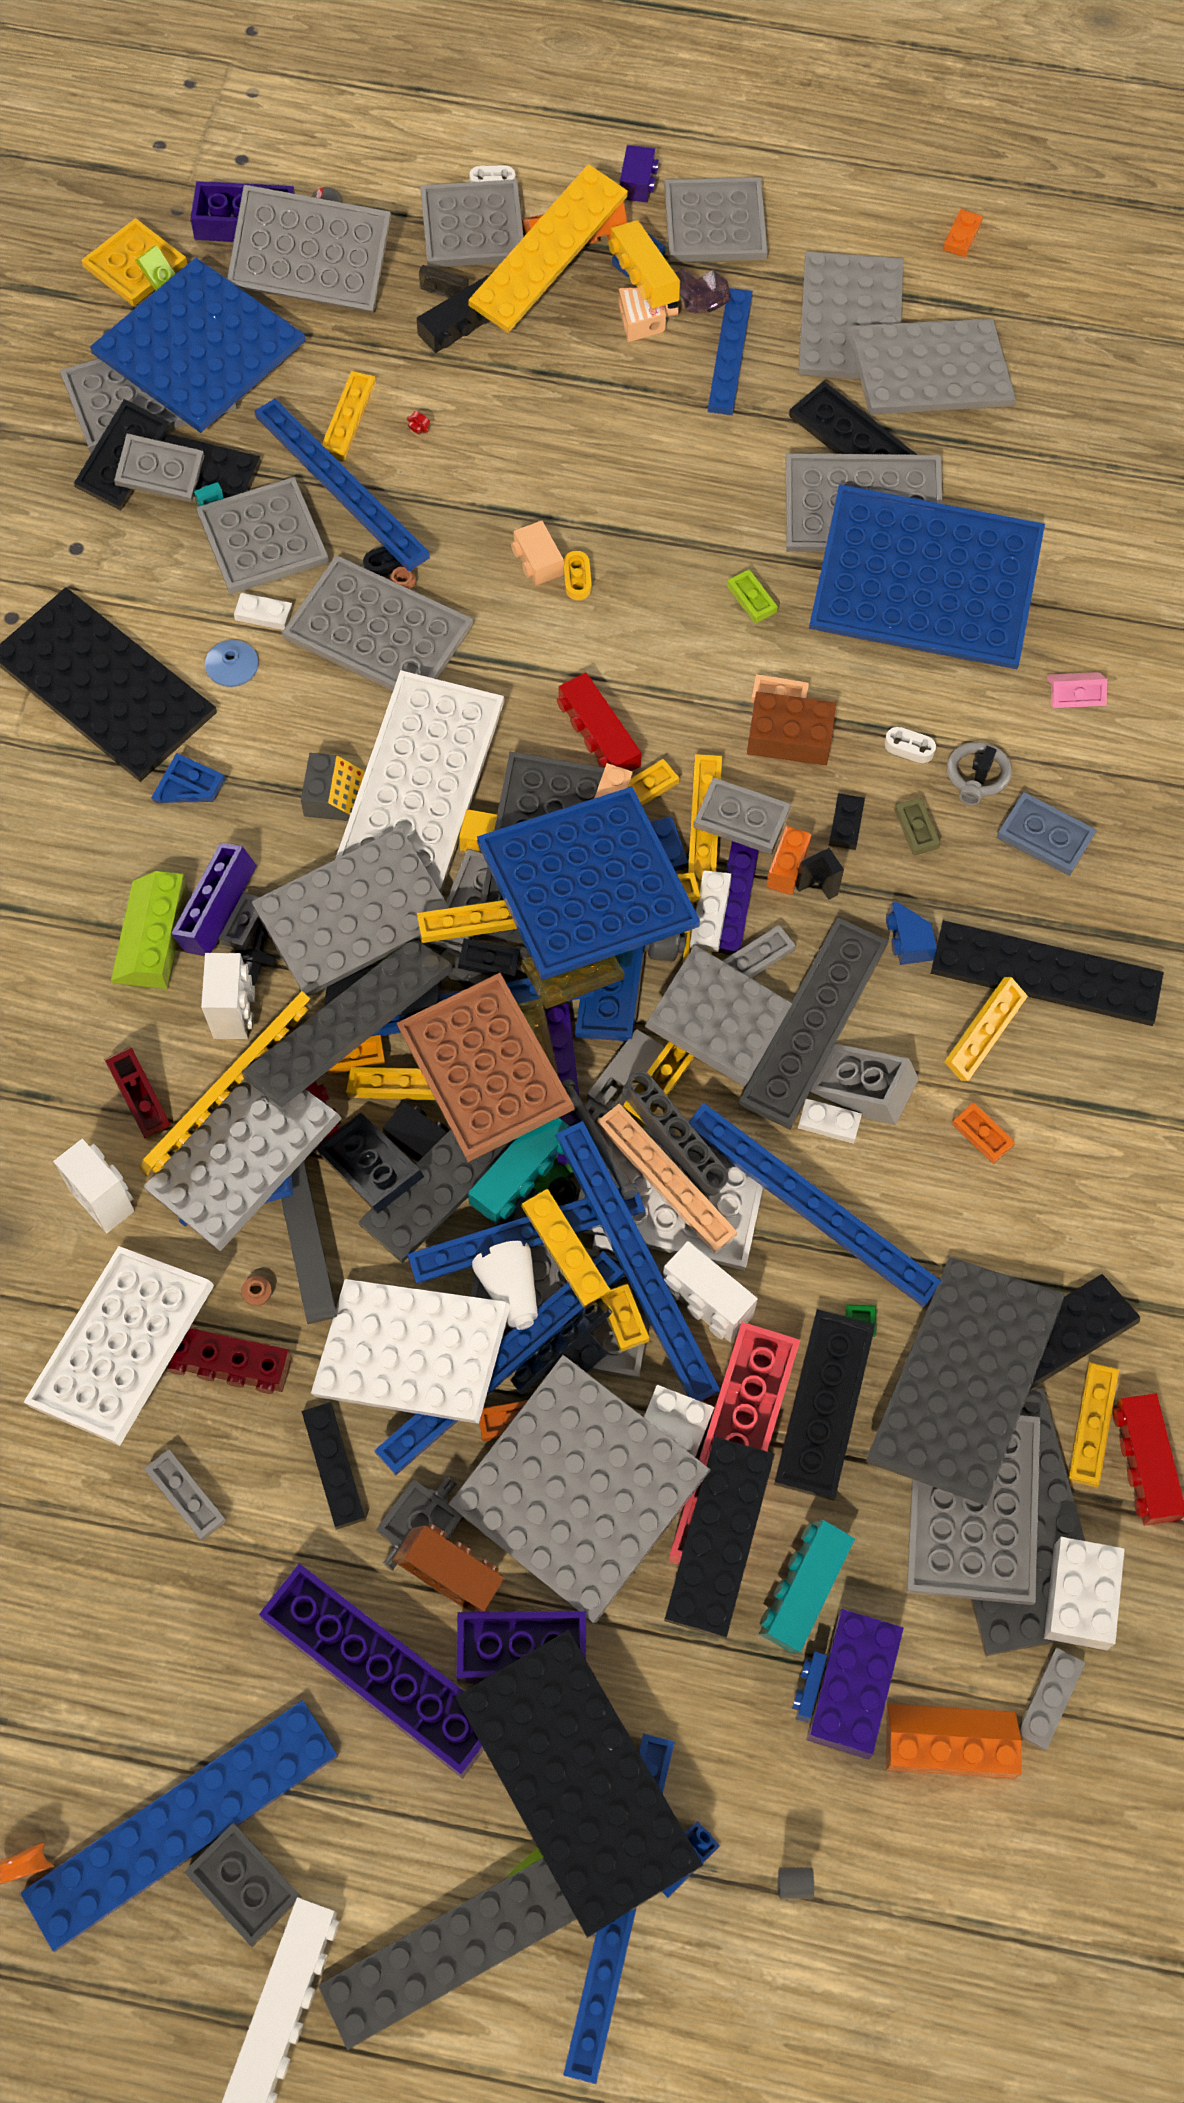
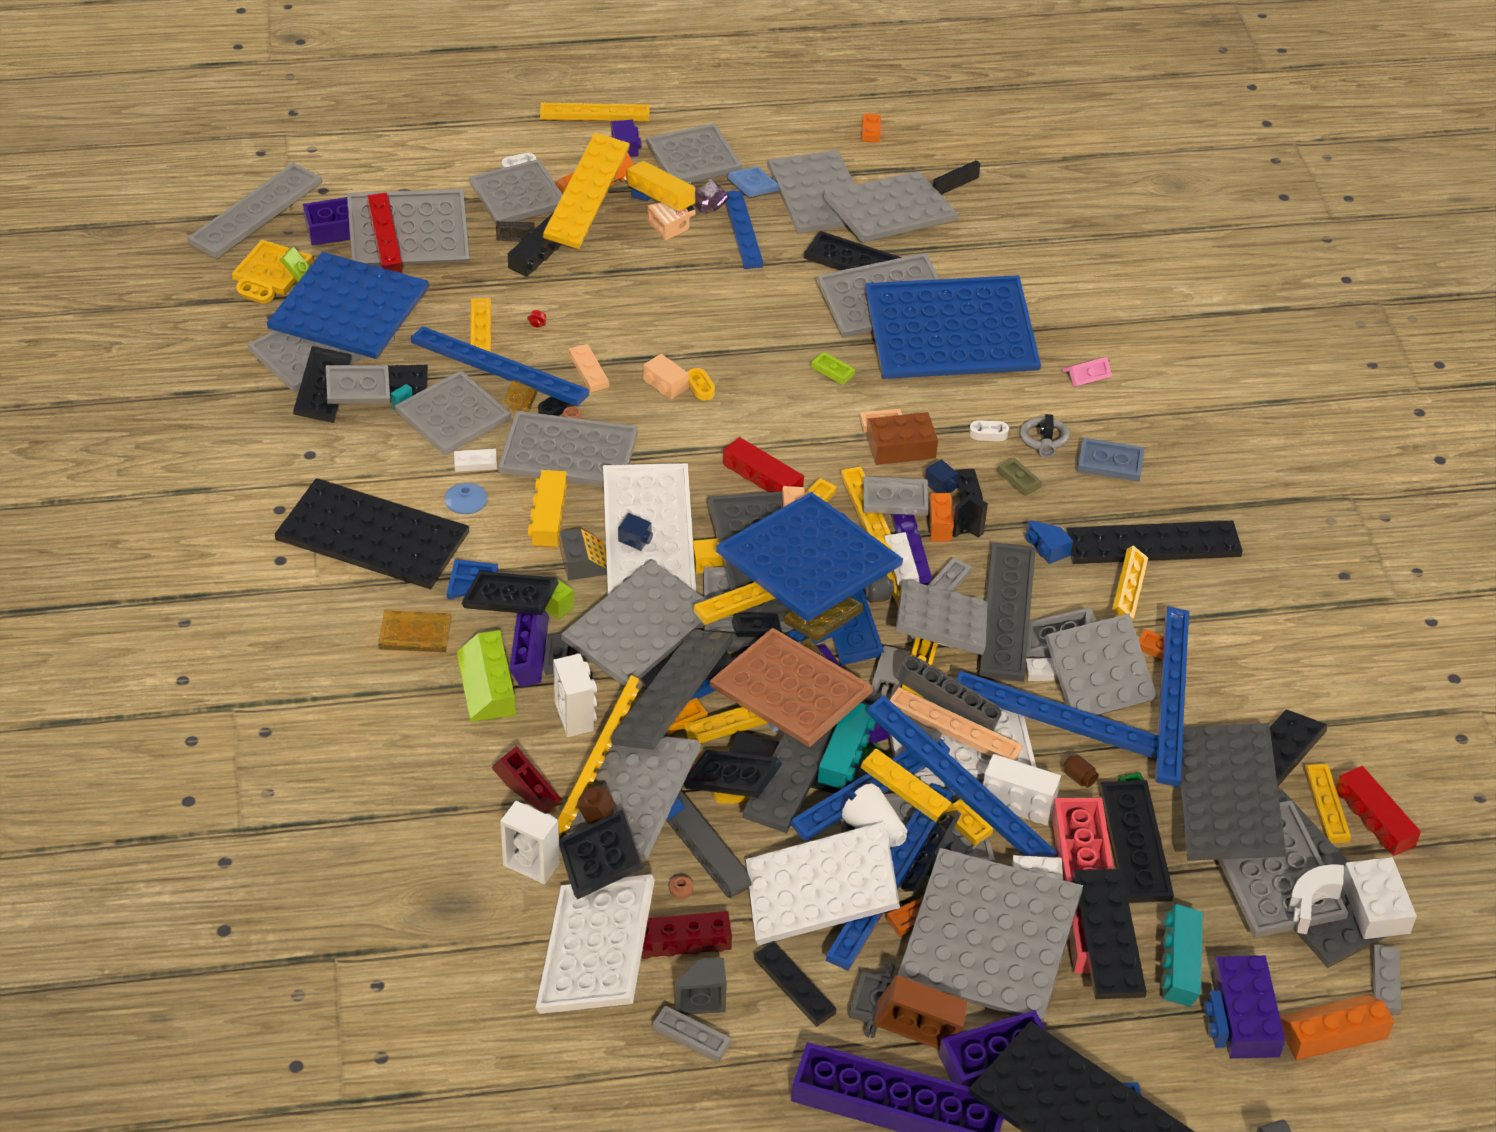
camera: 20 degrees left, 20 degrees down
(94, 839) = (414, 631): none -> clear yellow plate
(102, 292) = (257, 290): none -> yellow plate
(146, 170) = (254, 210): none -> light grey plate
(166, 1230) = (600, 854): none -> black plate
(187, 1162) = (595, 804): none -> reddish brown brick
(215, 825) = (510, 593): none -> black tile
(215, 1443) = (702, 988): none -> dark grey slope
(271, 253) = (384, 232): none -> red brick
(275, 845) = (561, 601): none -> lime brick
(319, 708) = (548, 508): none -> yellow brick
(347, 537) = (520, 397): none -> clear yellow brick
(397, 780) = (635, 532): none -> dark blue brick
(453, 512) = (589, 368): none -> light nougat plate
(618, 121) = (592, 111): none -> yellow plate
(773, 281) = (753, 181): none -> medium blue tile
(800, 1283) = (1080, 771): none -> reddish brown brick
(816, 801) = (941, 477): none -> dark blue brick
(887, 1147) = (1101, 666): none -> light grey plate
(959, 1216) = (1172, 697): none -> blue plate
(1008, 1554) = (1313, 886): none -> white arch
(1038, 342) = (957, 177): none -> black tile

